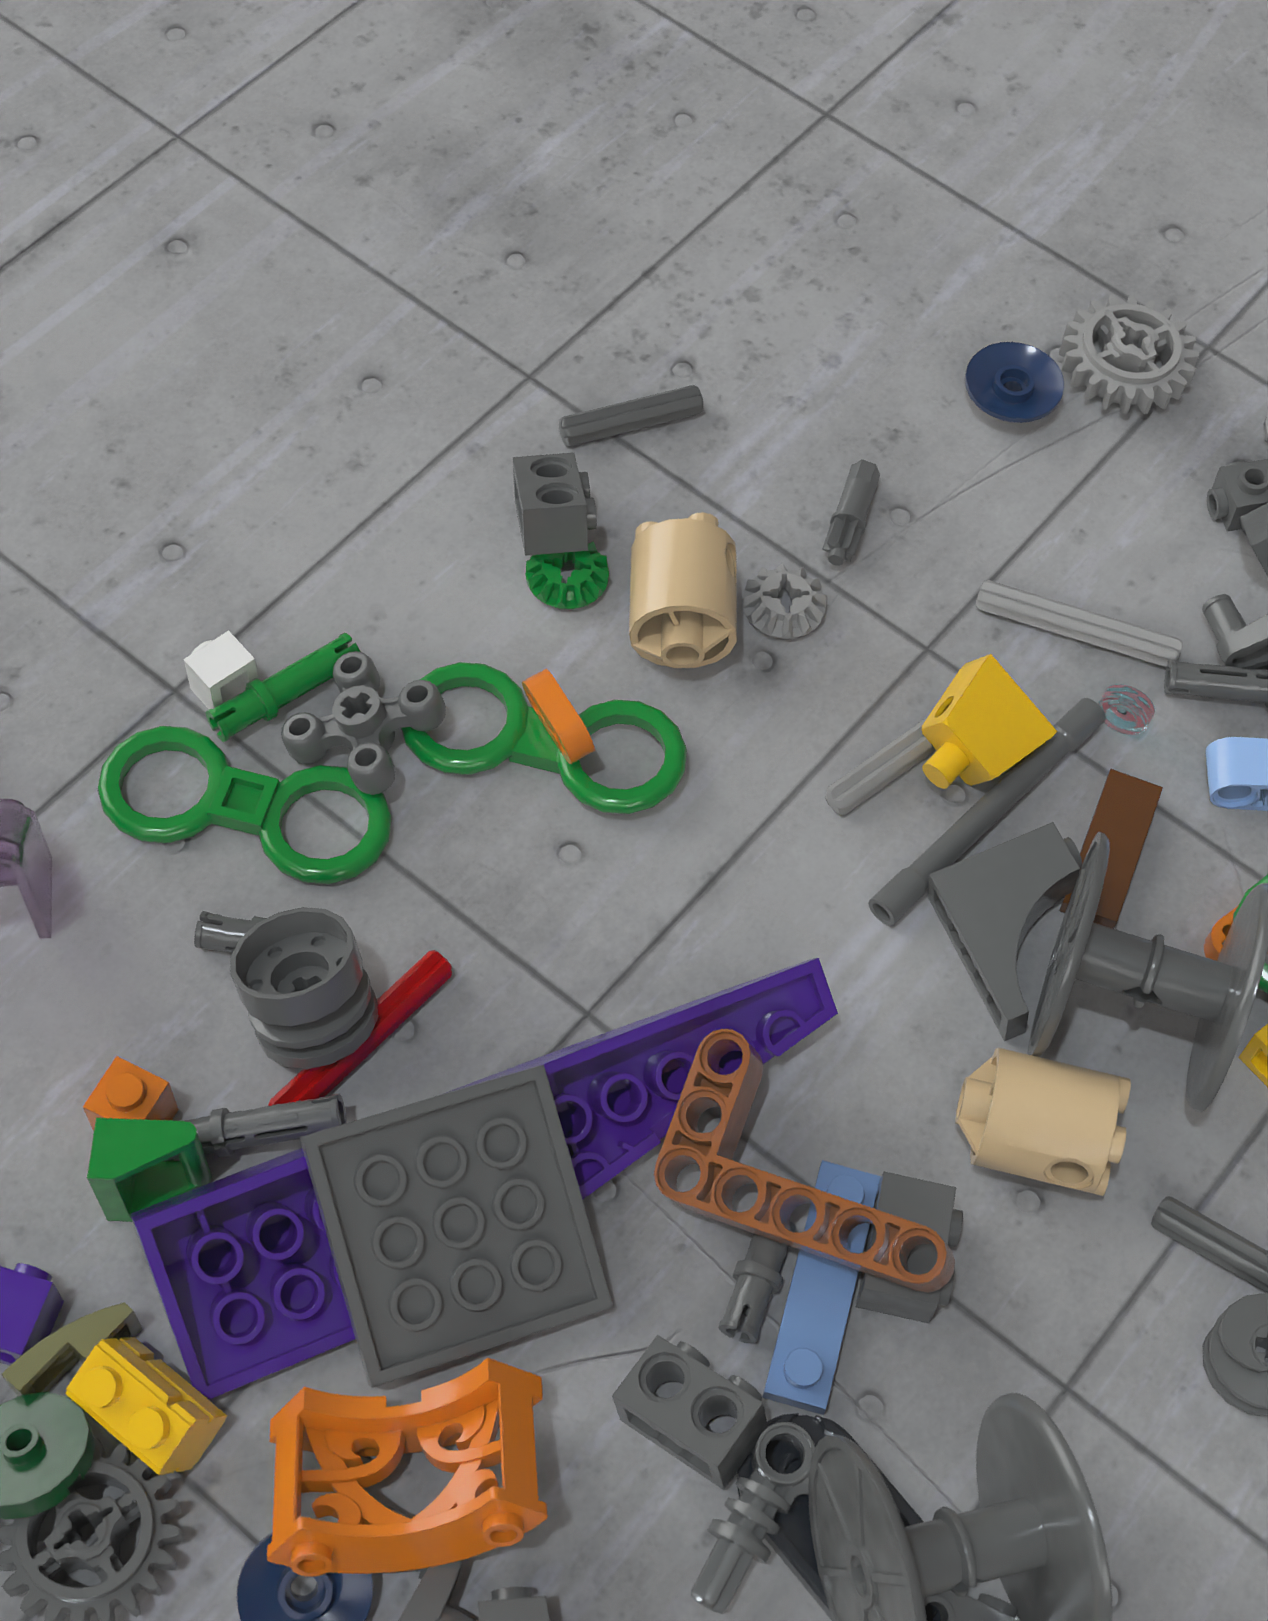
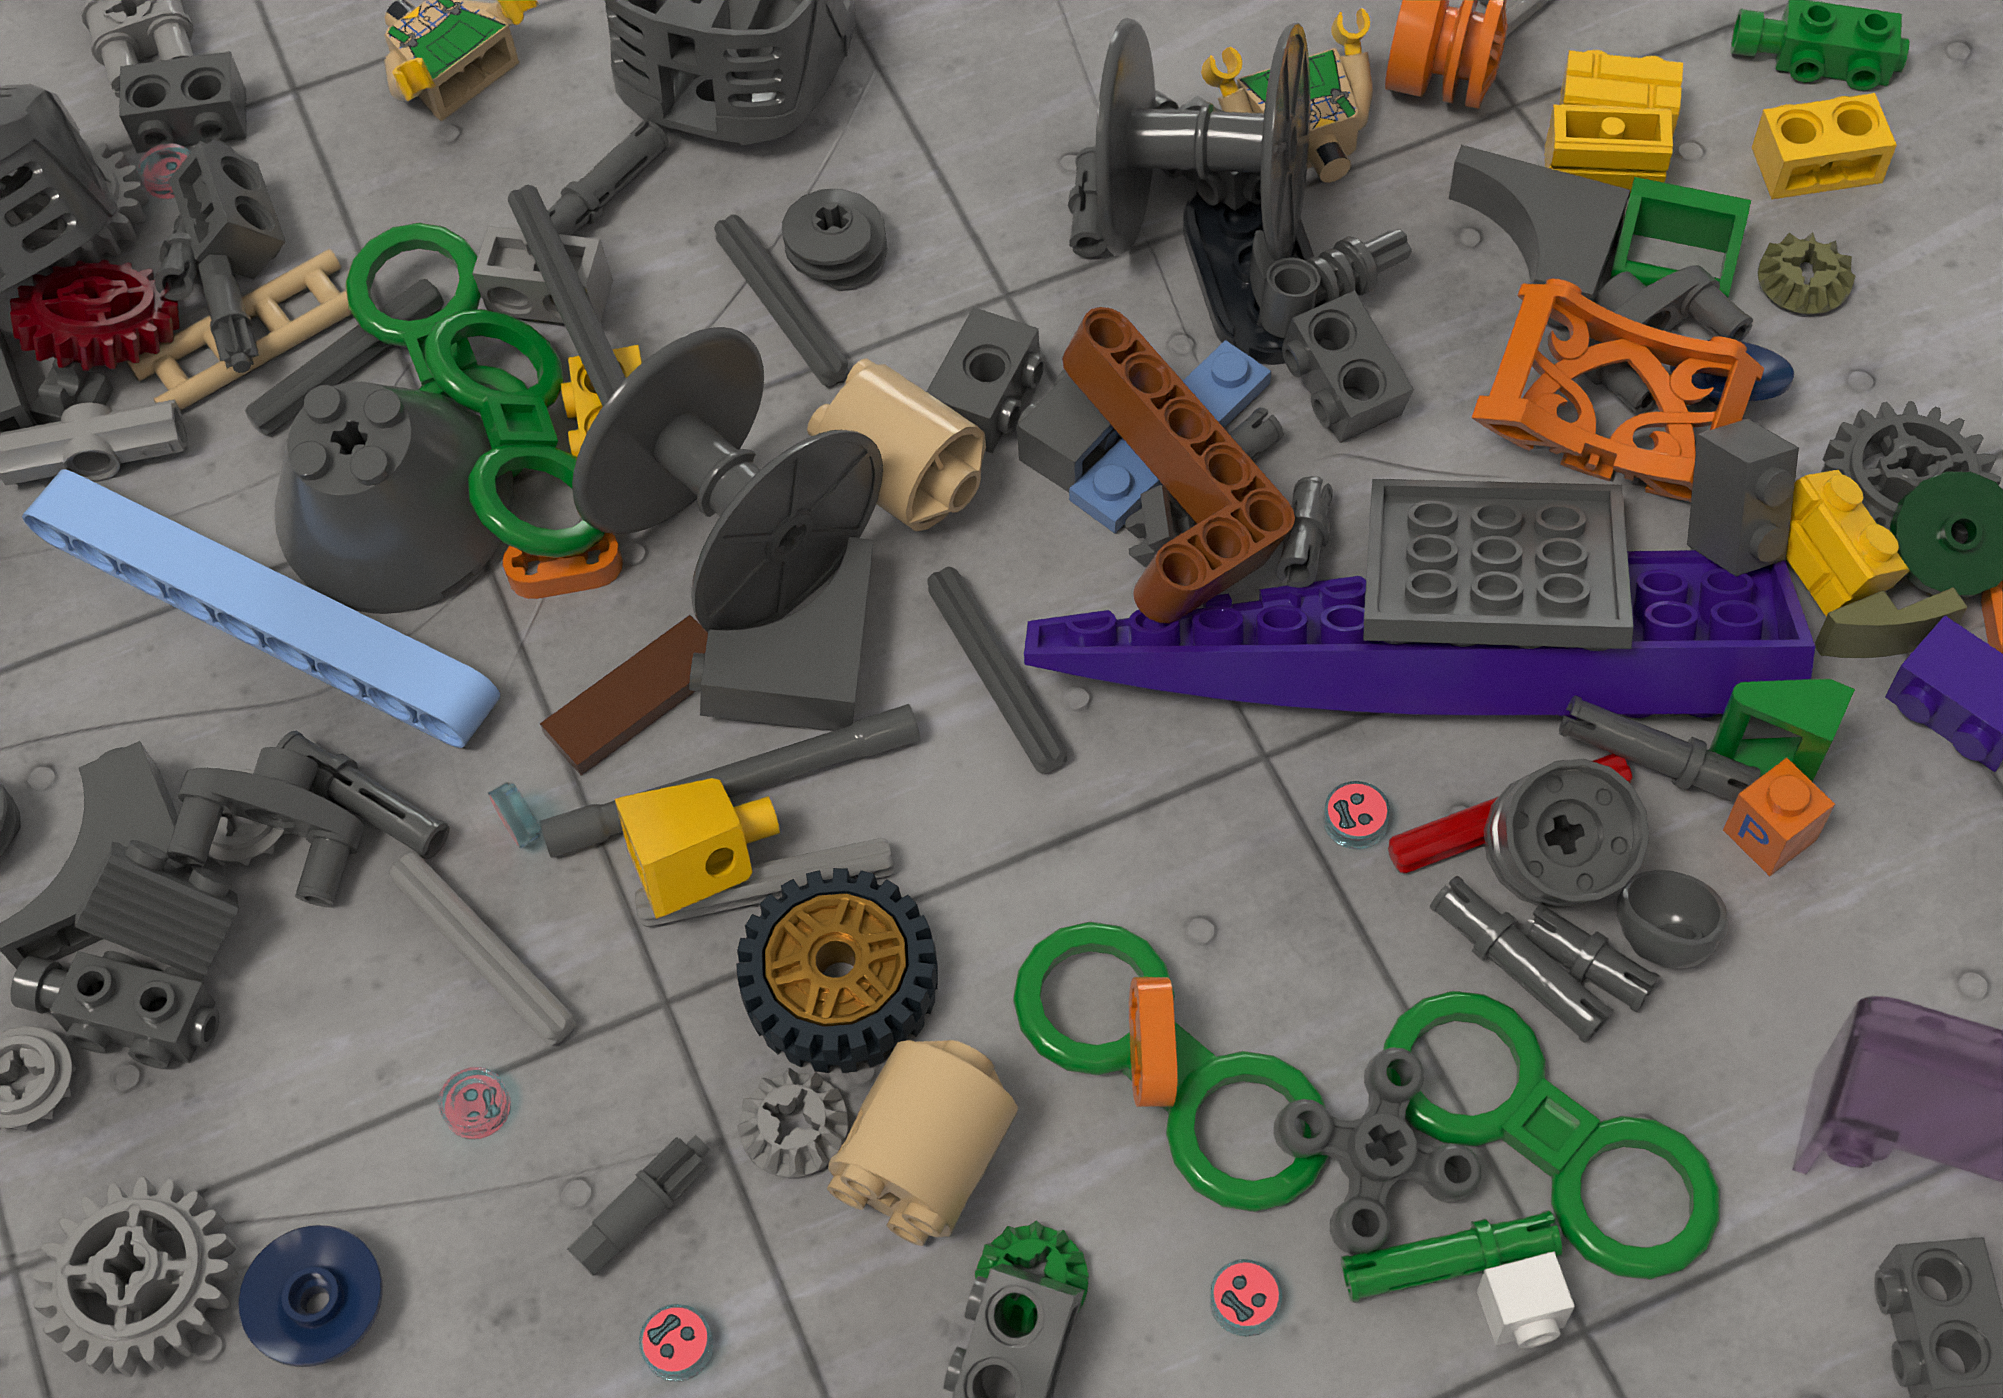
camera: 145 degrees left, 0 degrees up
(193, 981) = (1671, 918): none -> dark grey piece
(246, 1391) = (1742, 496): none -> dark grey brick
(268, 899) = (1520, 958): none -> dark grey pin
(417, 615) = (1245, 1297): none -> tile
(488, 985) = (1356, 815): none -> tile
(647, 1215) = (1308, 533): none -> dark grey pin
(773, 453) = (676, 1342): none -> tile
(773, 1153) = (1159, 520): none -> dark grey tile
(808, 733) = (847, 1015): none -> wheel
(849, 988) = (997, 670): none -> dark grey axle
(1005, 533) = (474, 1103): none -> clear light blue tile
(1033, 1218) = (992, 351): none -> dark grey brick

